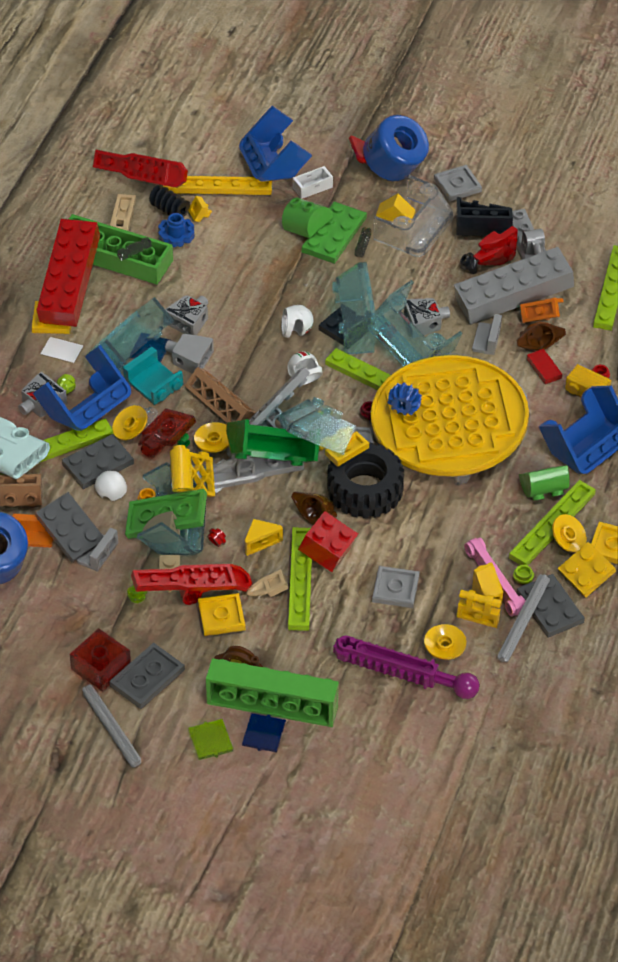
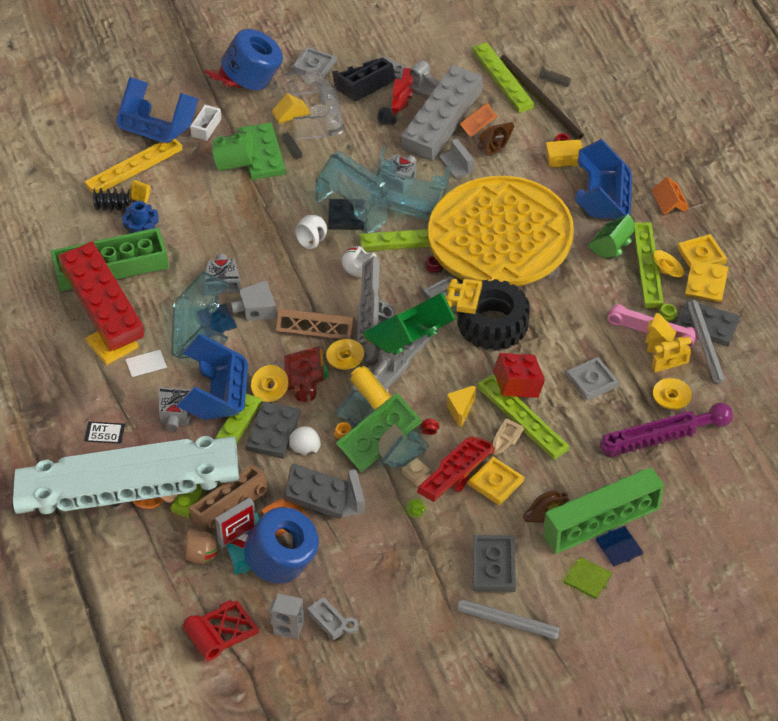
camera: 40 degrees left, 0 degrees up
(67, 382) = (183, 383): lime plate -> none
(99, 659) = (451, 574): clear red brick -> none
(123, 211) = (80, 227): tan plate -> none
(134, 248) = (134, 247): clear smoke axle -> none
(142, 168) = (65, 183): red piece -> none
(152, 377) = (249, 340): teal panel -> none
(312, 505) = (477, 359): reddish brown hat -> none
(318, 424) = (432, 290): clear light blue windscreen -> none
(404, 399) = (466, 236): blue gear -> none
(544, 366) = (518, 159): red tile -> none

